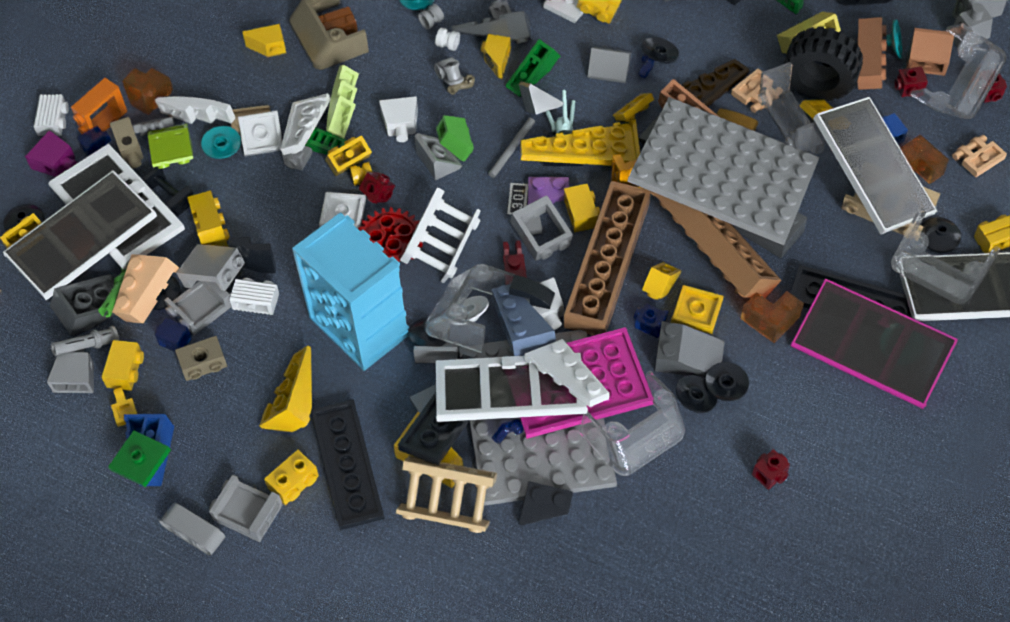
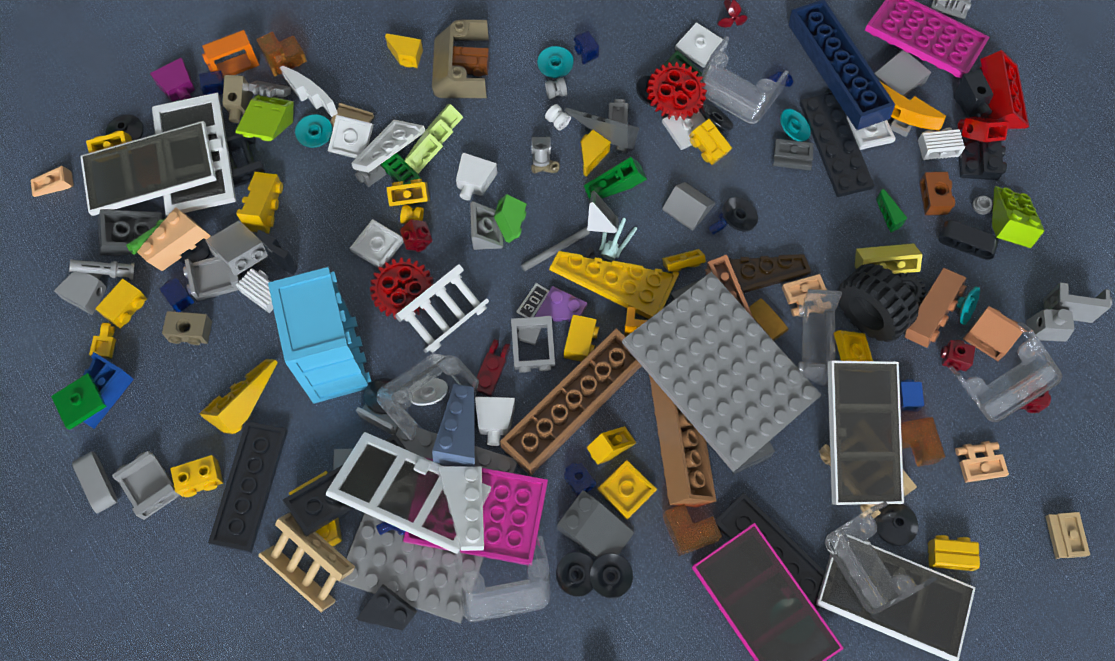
camera: 25 degrees right, 10 degrees up
(51, 114) = (190, 43): white brick -> none
(537, 293) = (487, 408): black slope -> none

